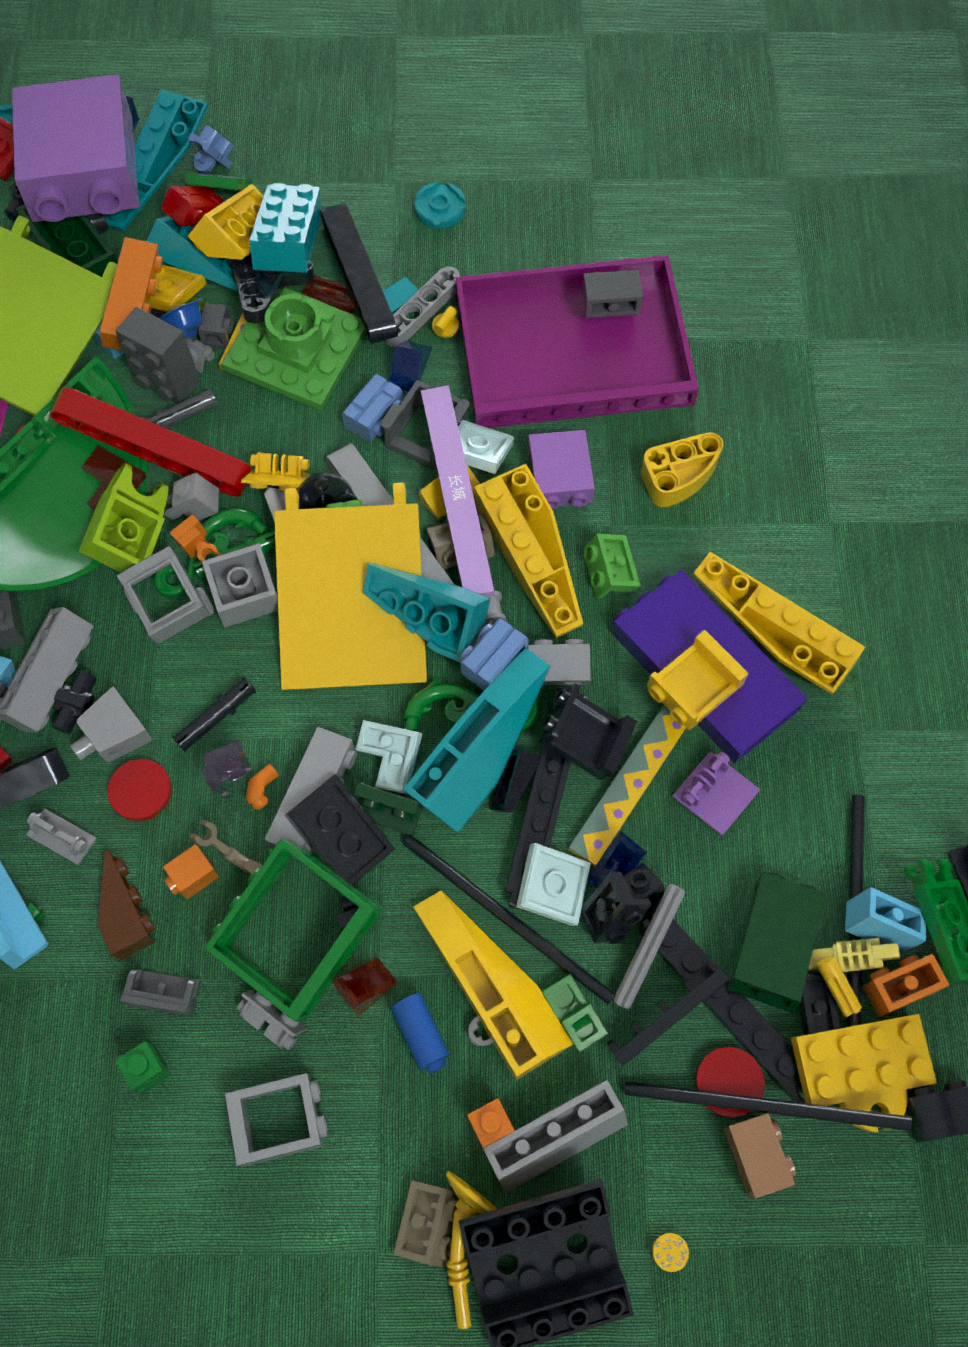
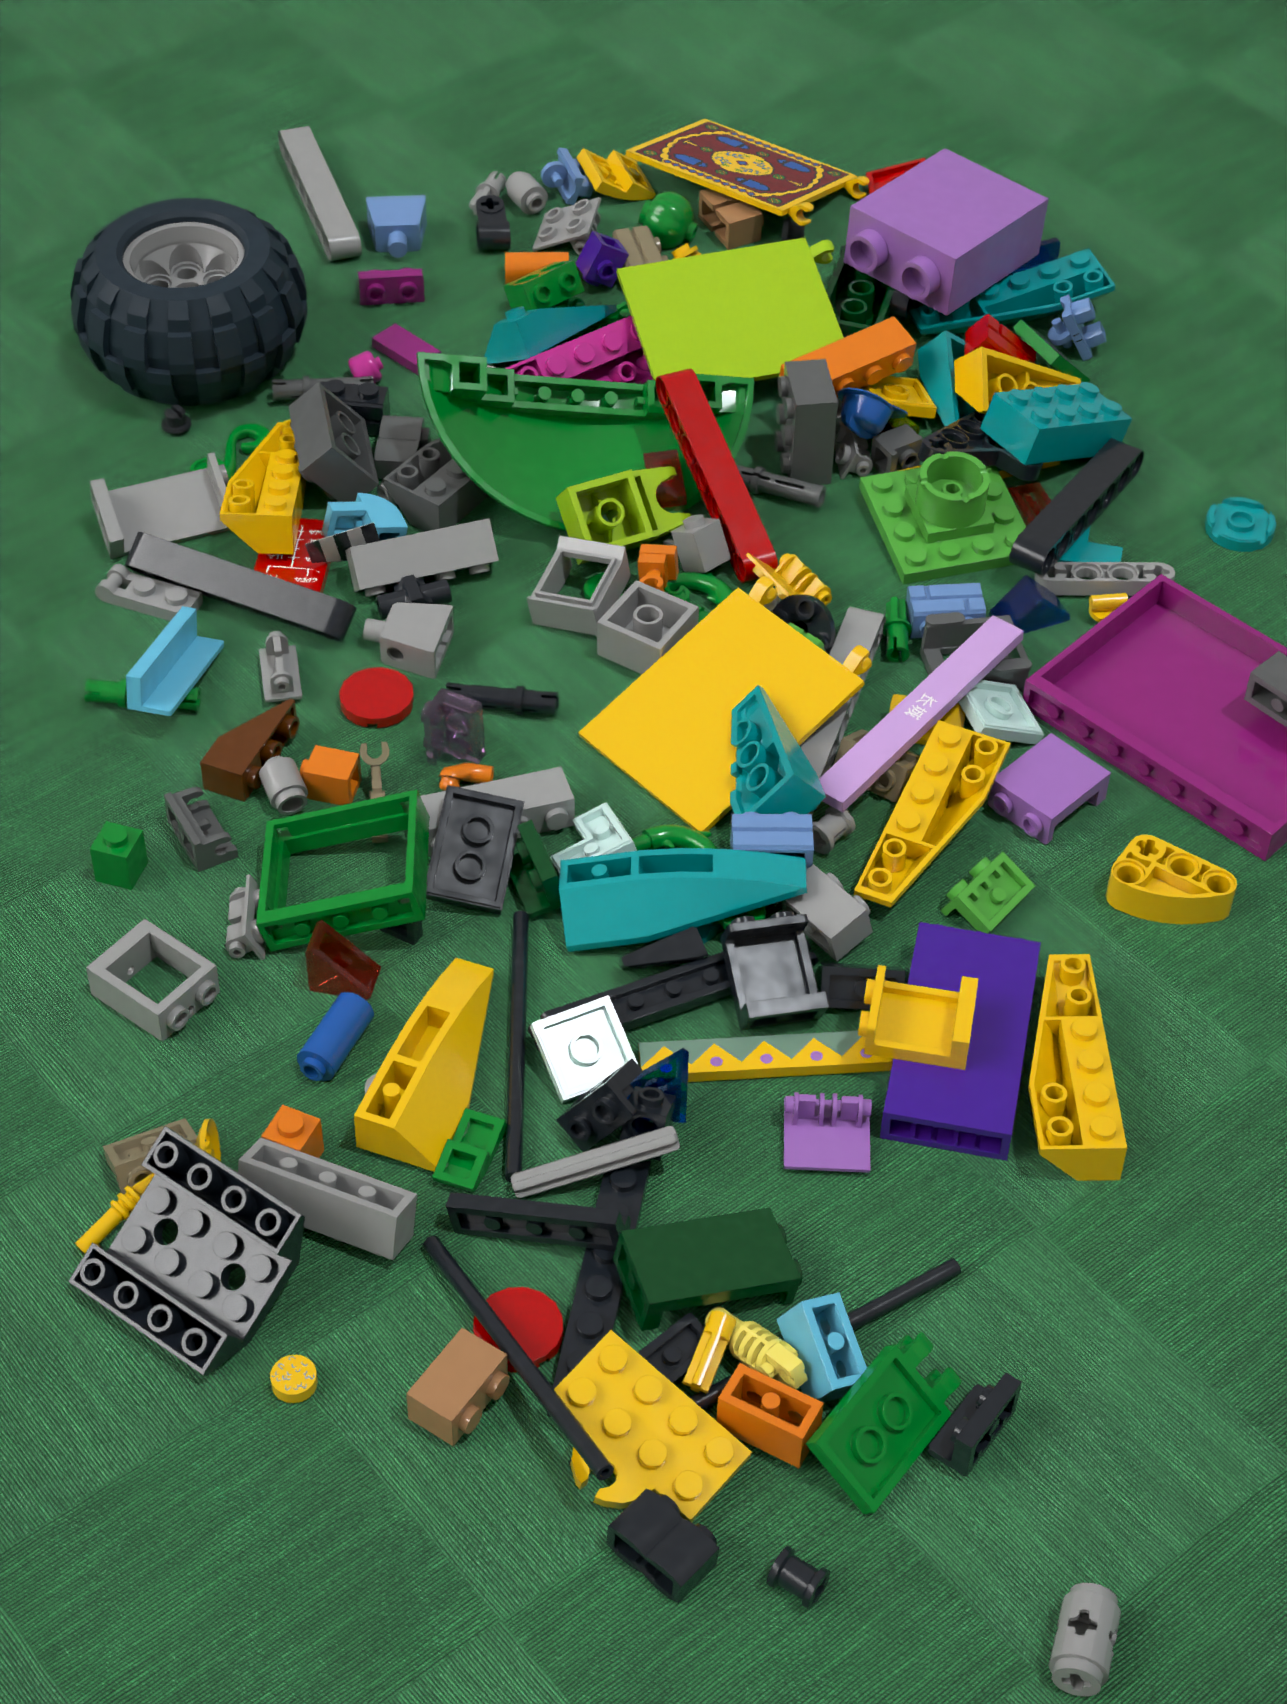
camera: 50 degrees right, 20 degrees down
(173, 910) = (284, 785): none -> light grey brick
(362, 444) = (897, 629): none -> green axle
(621, 685) = (847, 983): none -> black panel

